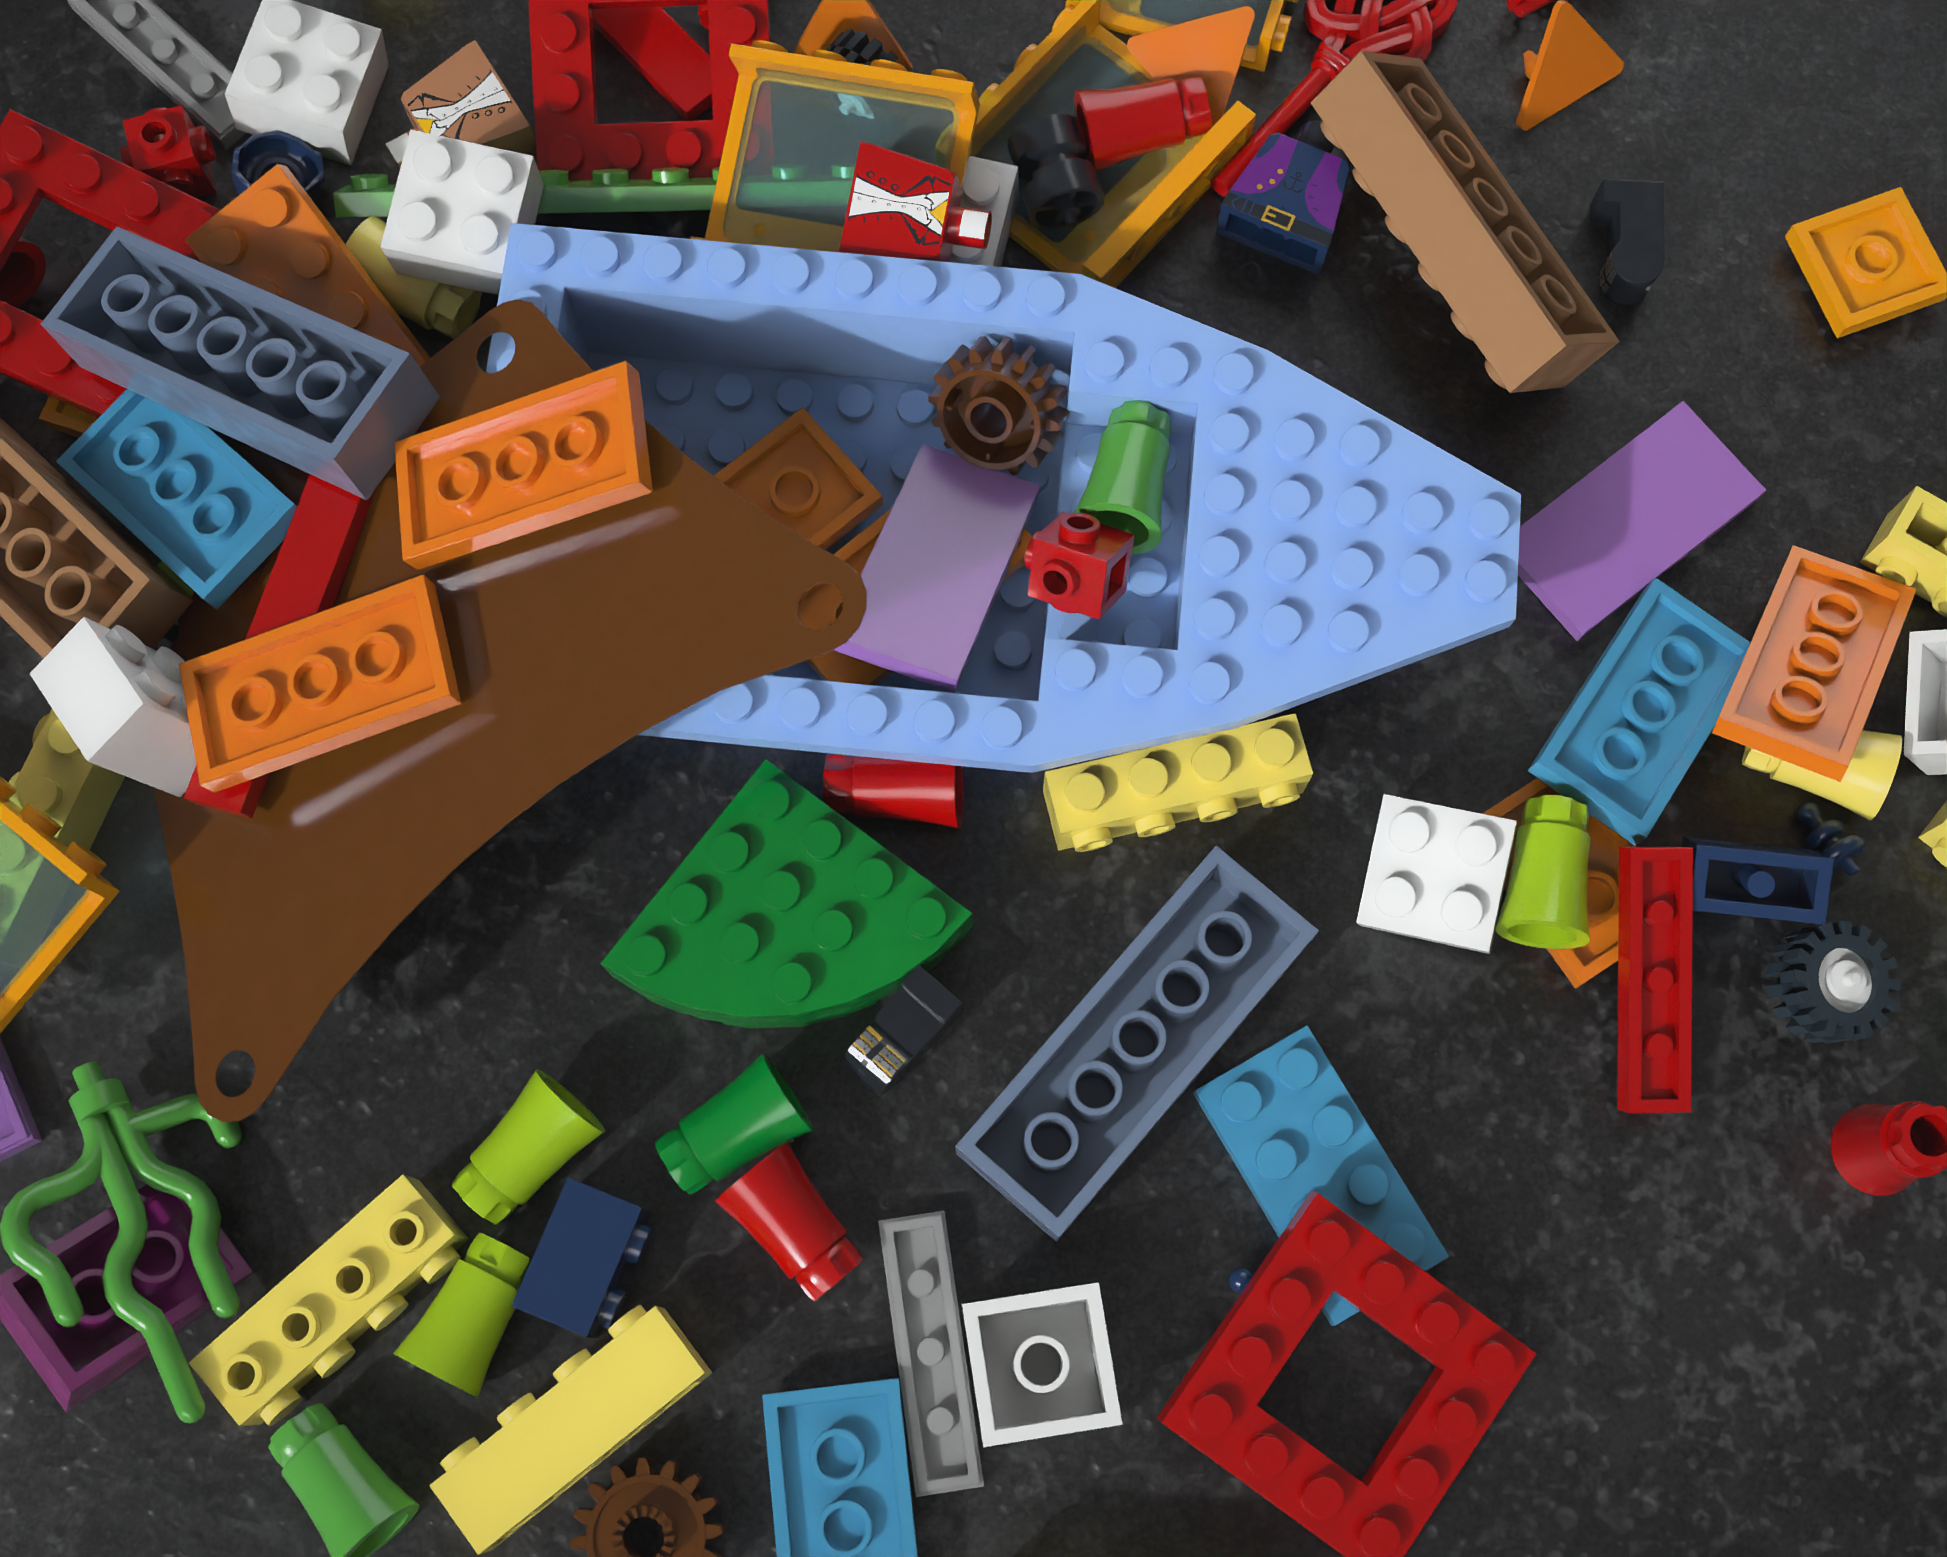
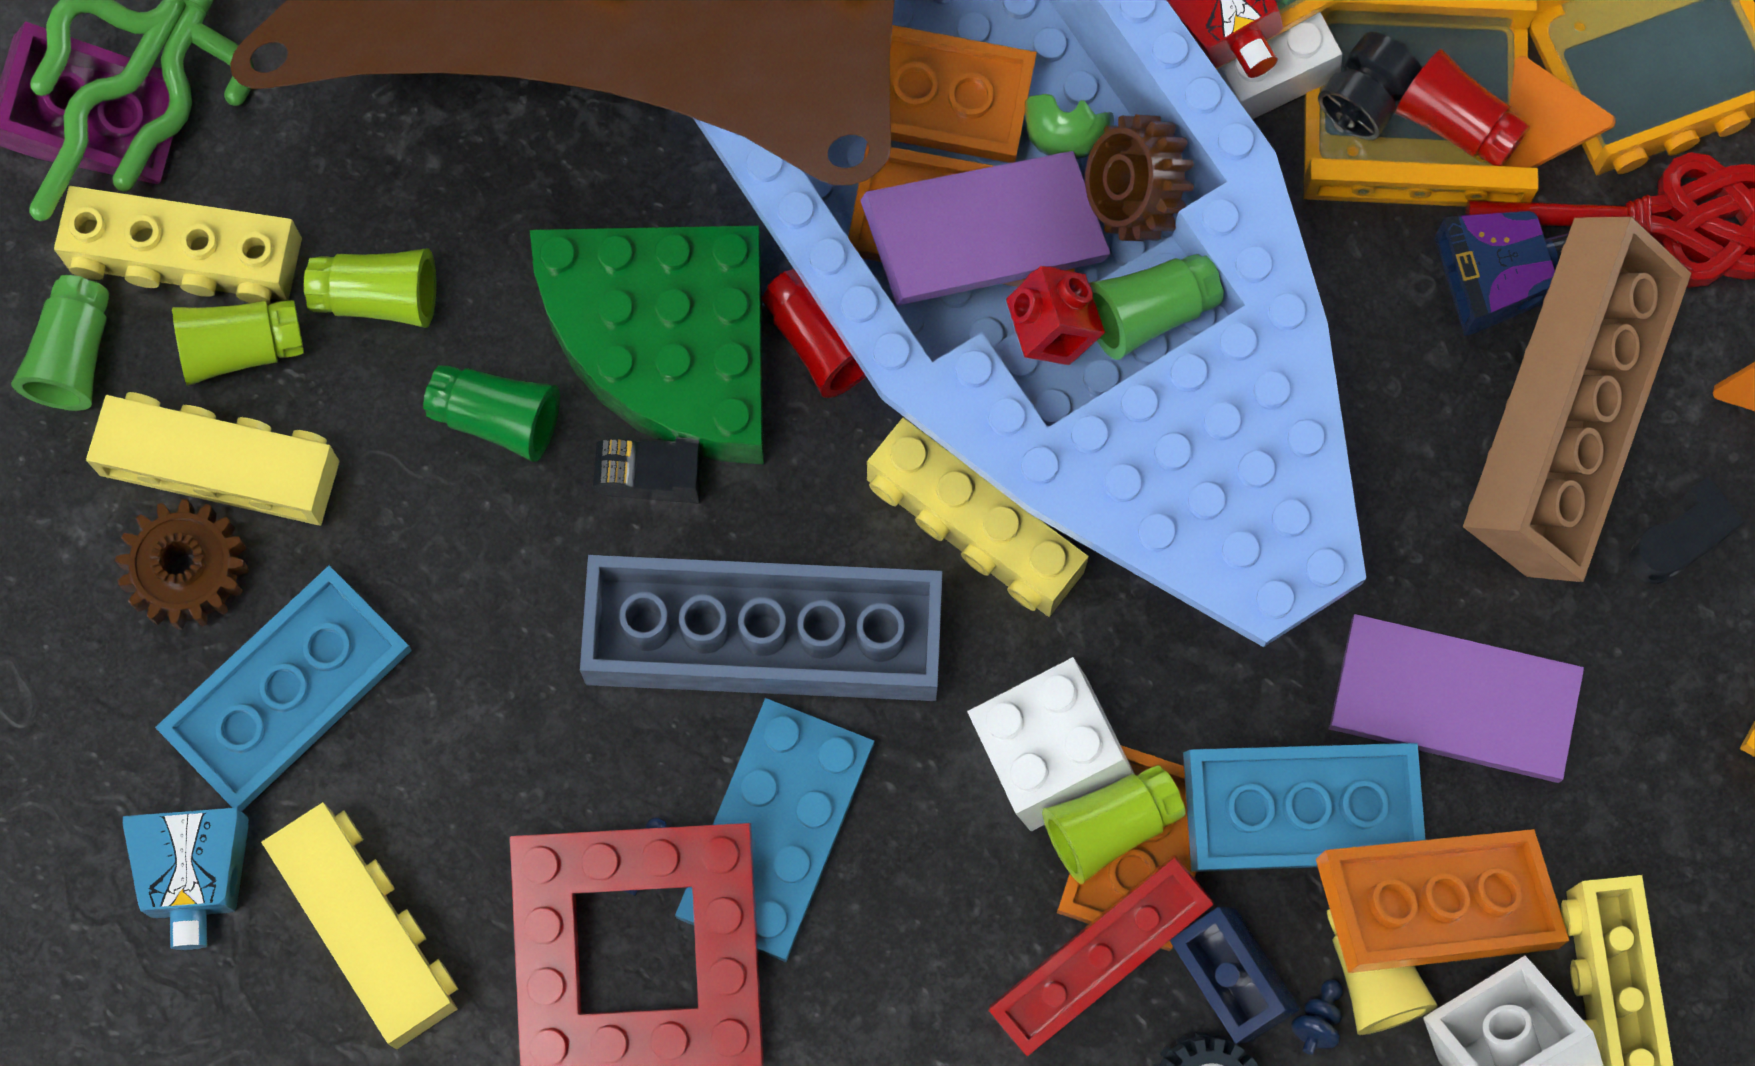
camera: 50 degrees right, 0 degrees up
(584, 1260) = (329, 381): dark blue brick -> none
(792, 1222) = (459, 494): red plant -> none
(894, 443) = (1061, 131): none -> bright green hair
(930, 1354) = (445, 658): light grey tile -> none
(1041, 1364) = (489, 729): white brick -> none

